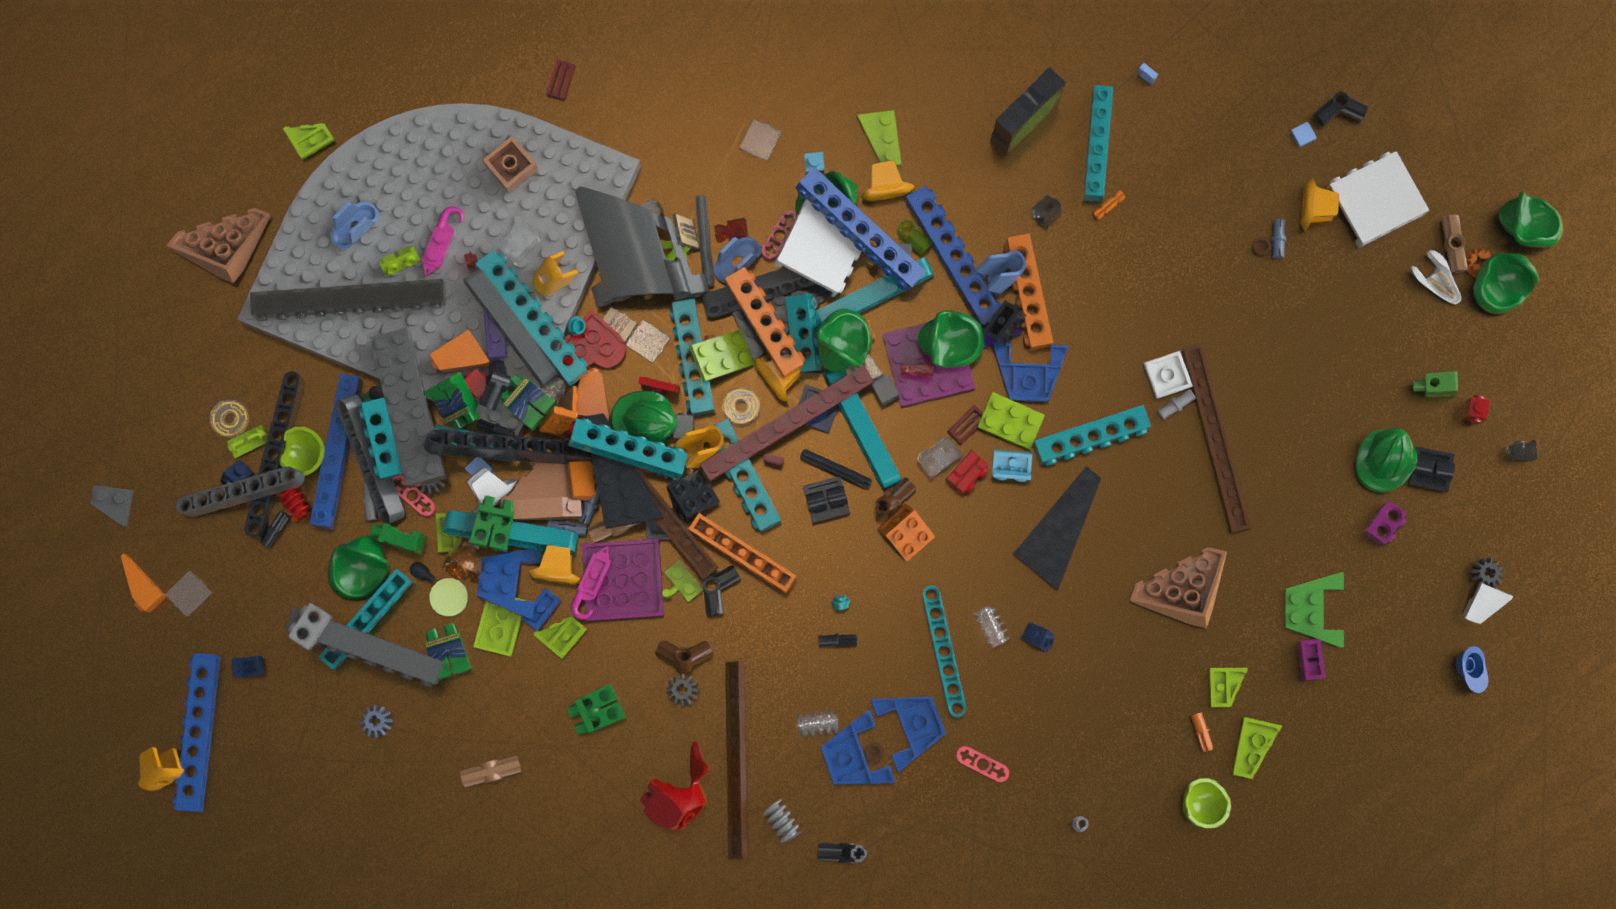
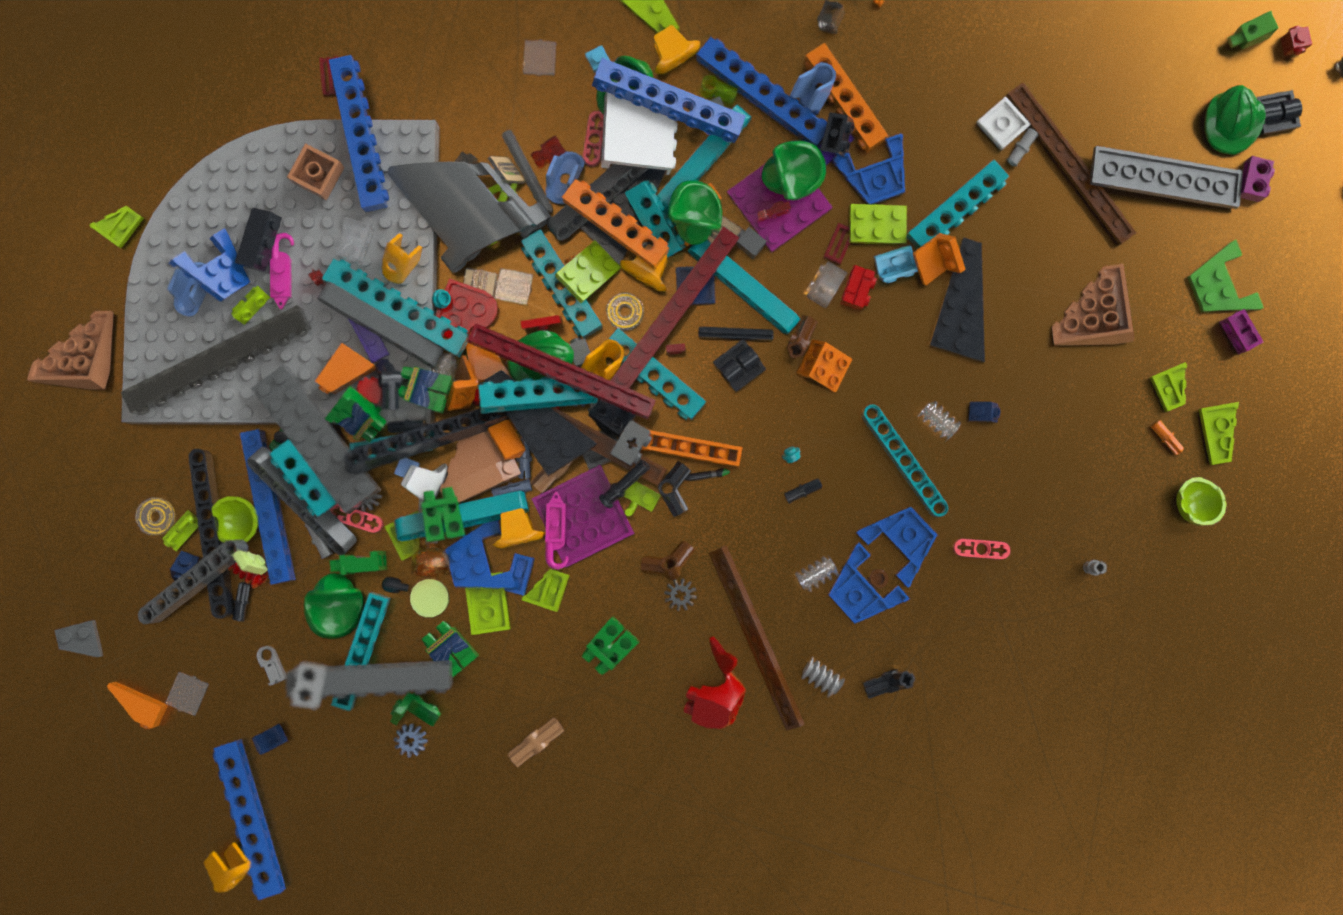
camera: 20 degrees left, 5 degrees up
(278, 601) = (273, 666): none -> light grey piece
(301, 495) = (250, 562): none -> yellowish green plate
(384, 224) = (219, 276): none -> wing
(395, 693) = (414, 704): none -> green bracket
(432, 205) = (258, 239): none -> black brick
(571, 80) = (341, 68): none -> blue brick
(657, 437) = (561, 371): none -> dark red plate
(665, 567) = (618, 489): none -> black pin
(698, 519) = (631, 432): none -> dark grey brick
(767, 592) = (707, 474): none -> black piece
(1051, 474) = (938, 256): none -> orange bracket
(1299, 487) = (1166, 177): none -> plate

